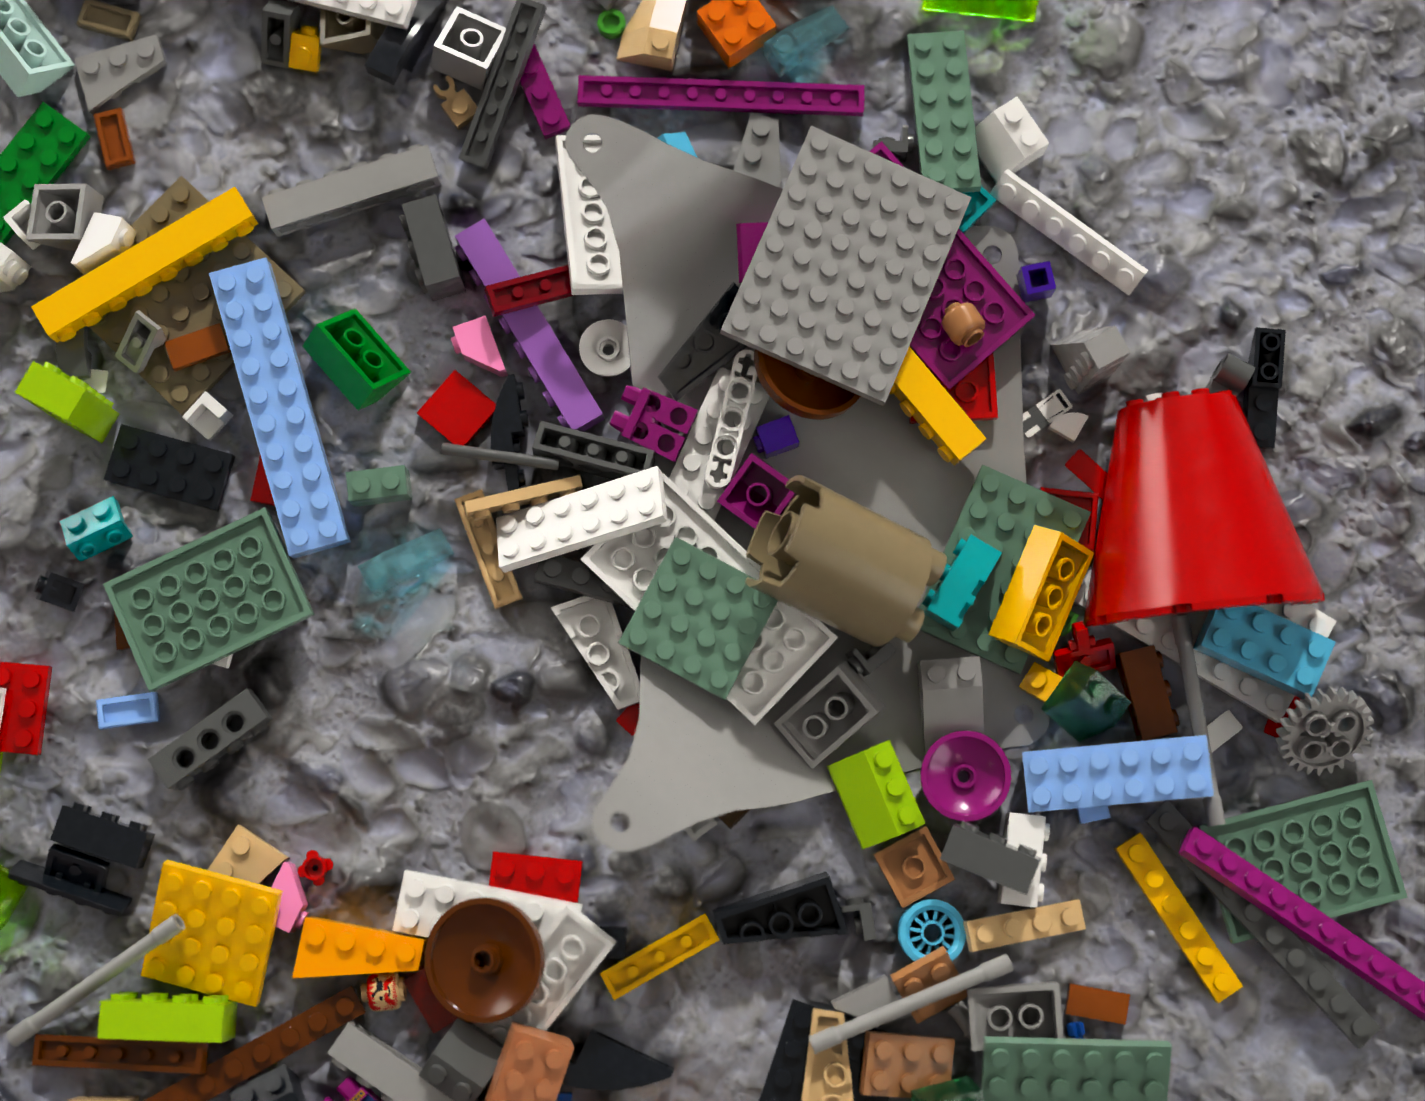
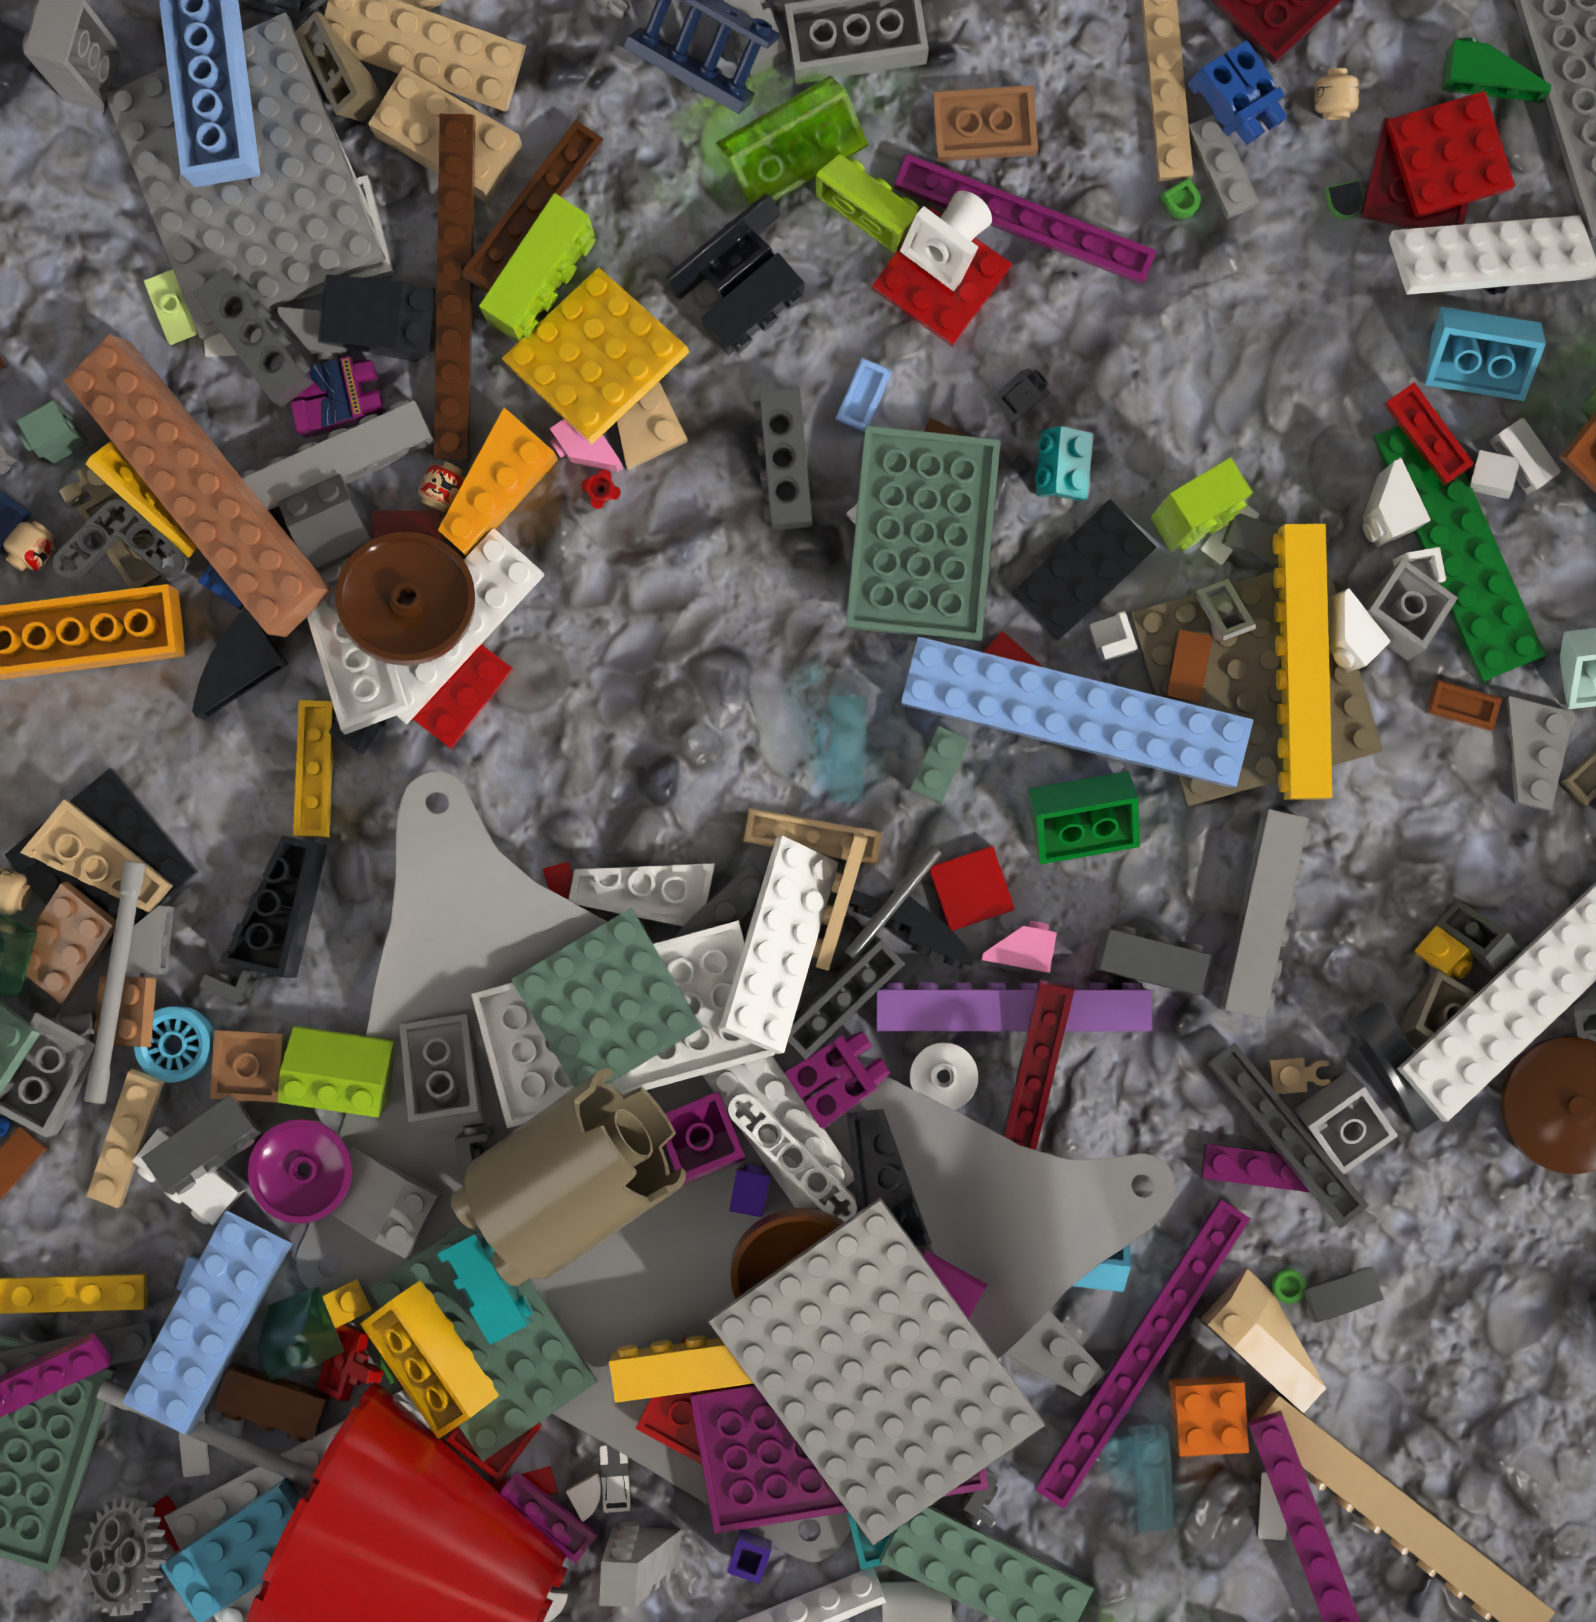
camera: 120 degrees right, 5 degrees up
(158, 936) = (619, 304): light grey piece -> none
(587, 227) = (1077, 1131): white plate -> none
(963, 324) = (745, 1453): medium nougat head -> none
(1099, 441) = (549, 1517): none -> magenta plate

